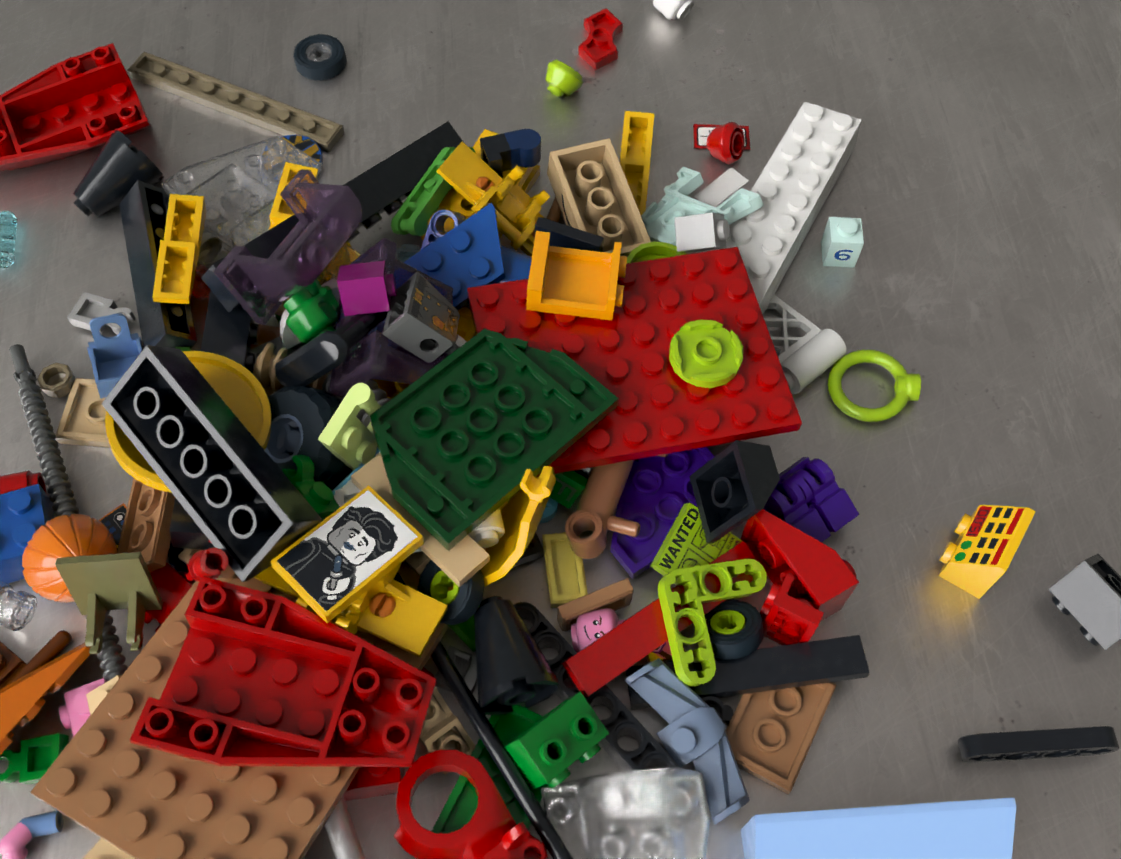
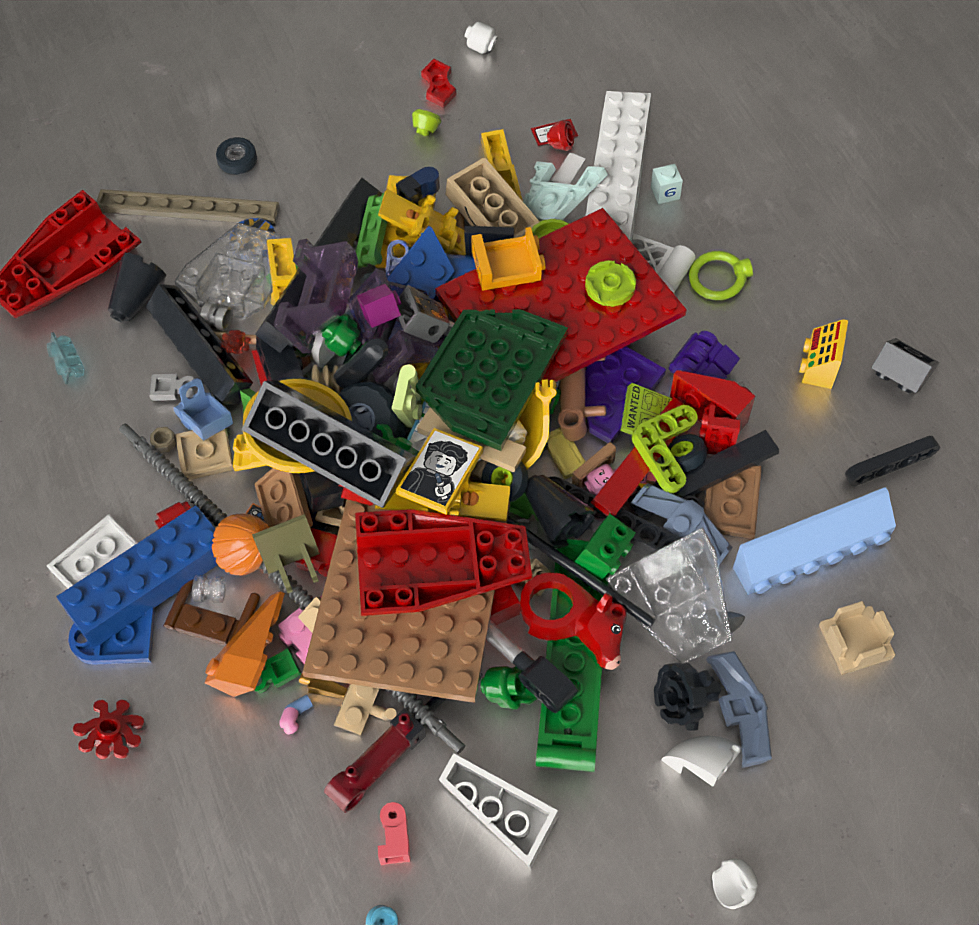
camera: 15 degrees left, 0 degrees up
(179, 249) = (214, 322): yellow slope -> none
(207, 564) = (351, 506): red axle -> none
(701, 232) = (574, 204): brick -> none
(733, 487) = (657, 363): black slope -> none

